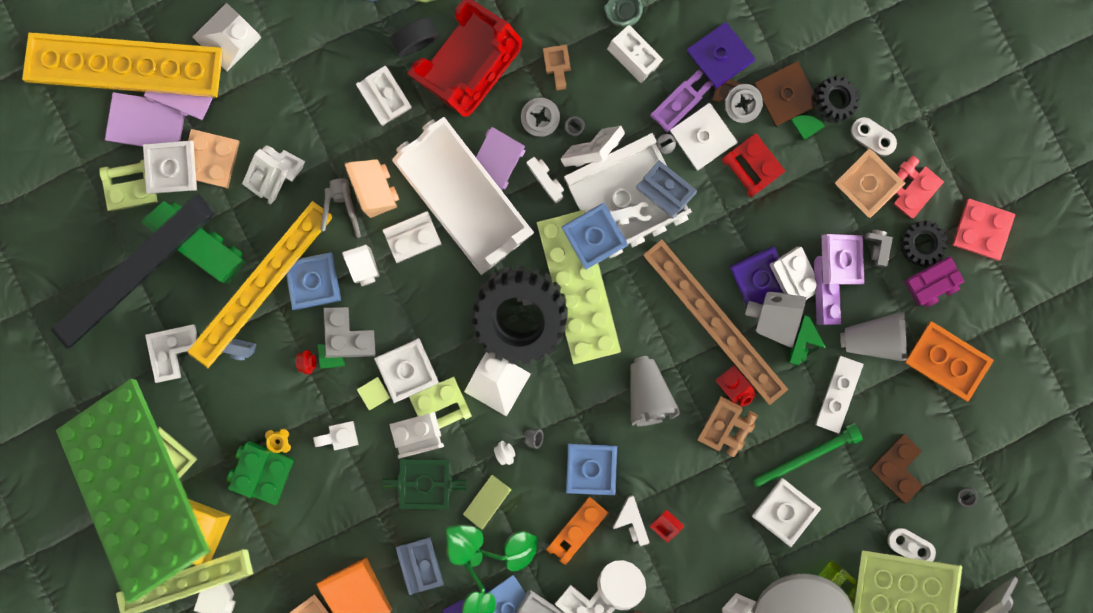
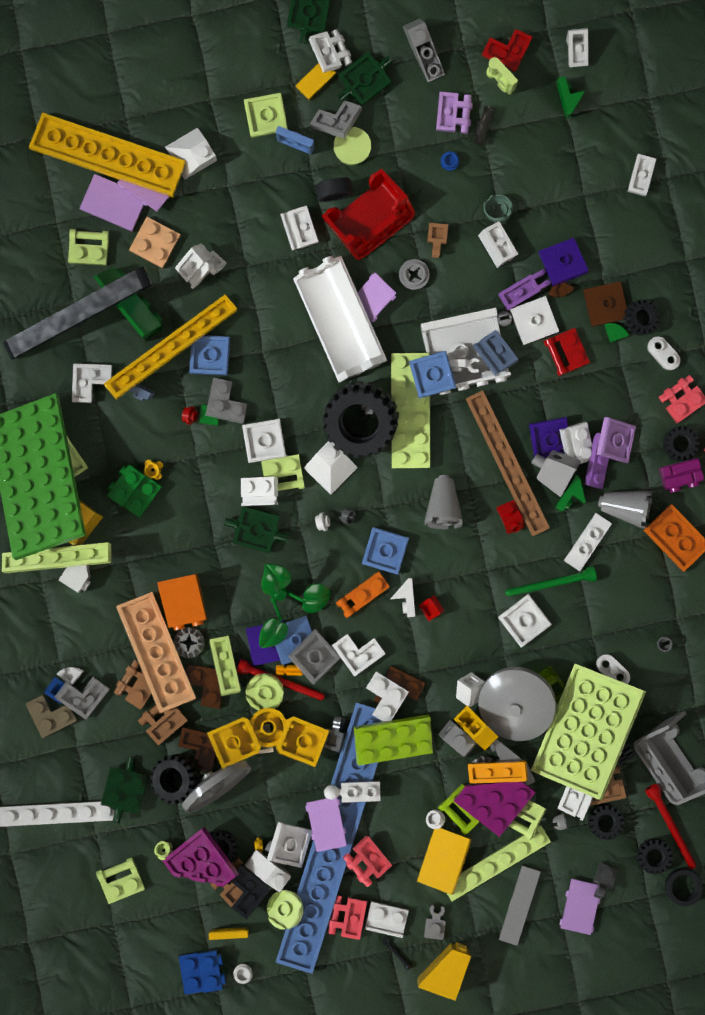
camera: 10 degrees right, 0 degrees up
(169, 167) = (124, 241): white plate -> none
(340, 192) = (247, 292): light grey plant -> none
(340, 435) = (202, 478): white plate -> none
(361, 265) = (250, 352): white slope -> none
(372, 187) = (273, 295): light nougat slope -> none
(373, 393) = (234, 452): yellowish green tile -> none
(412, 237) = (293, 341): white plate -> none
(419, 565) = (237, 590): sand blue plate -> none
(487, 502) = (300, 555): yellowish green slope -> none
(540, 171) = (403, 315): white plate -> none
(572, 130) = (435, 290): dark grey hinge -> none
(594, 151) = (448, 310): white plate -> none
(621, 585) = (386, 643): white tile -> none
(721, 422) = (490, 542): medium nougat plate -> none
(752, 108) = (577, 307): light grey gear -> none
(869, 183) = (651, 387): light nougat plate -> none
(881, 252) = (647, 442): light grey bracket -> none
(892, 468) = (613, 609): reddish brown plate -> none

